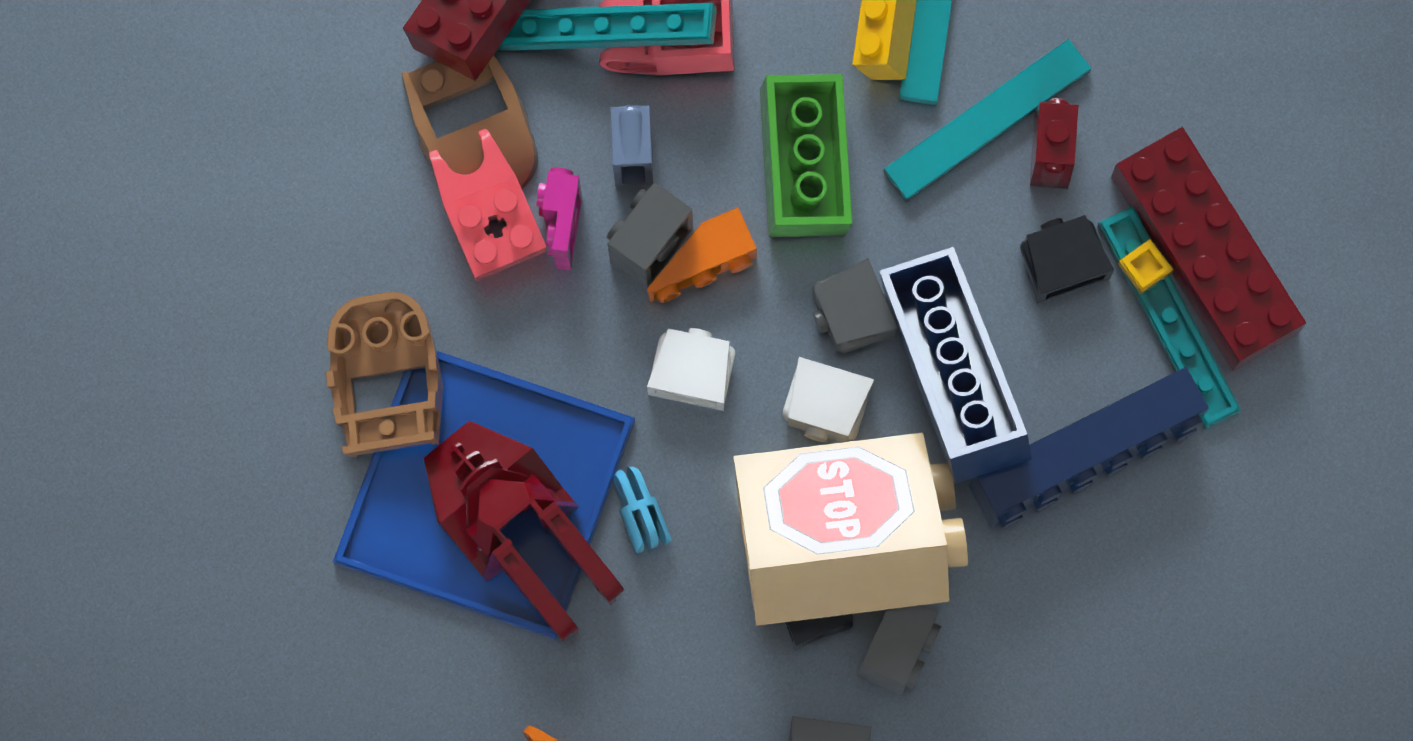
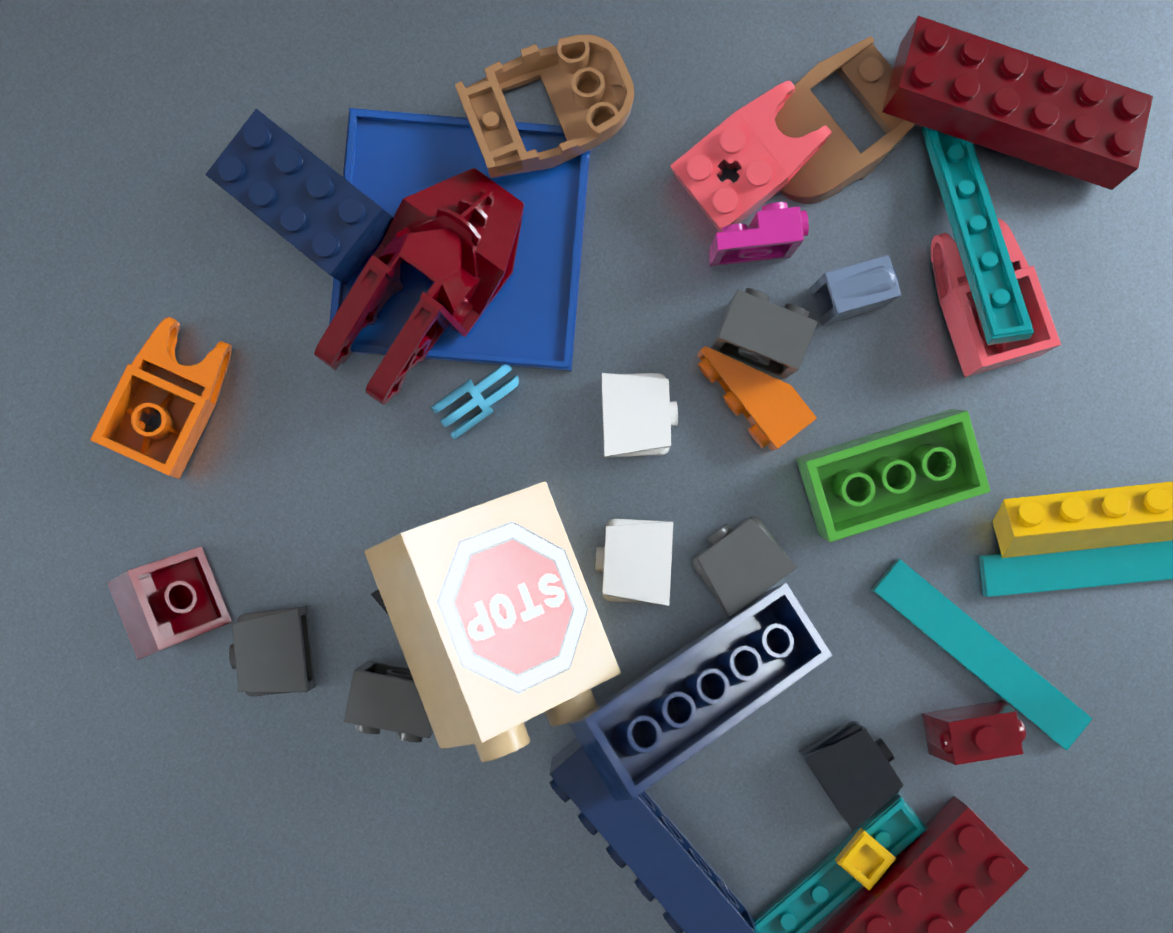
camera: 75 degrees right, 10 degrees up
(409, 620) = (300, 197): none -> dark blue brick

